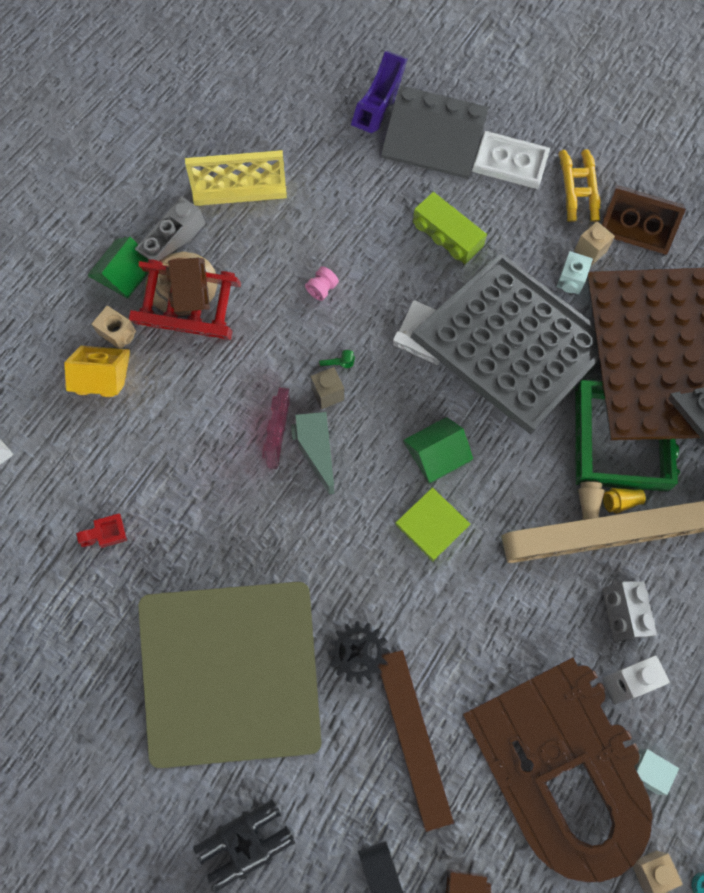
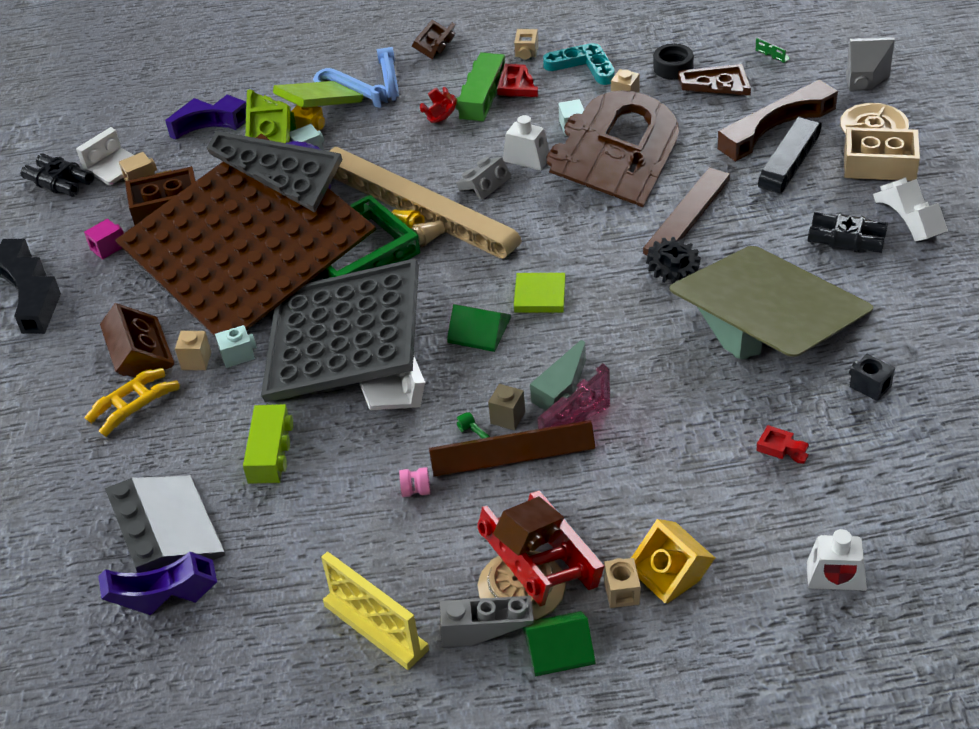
camera: 125 degrees left, 25 degrees down
(73, 663) = (871, 377): none -> black brick
(287, 363) = (512, 448): none -> reddish brown tile
(511, 159) = (141, 454): white tile -> none

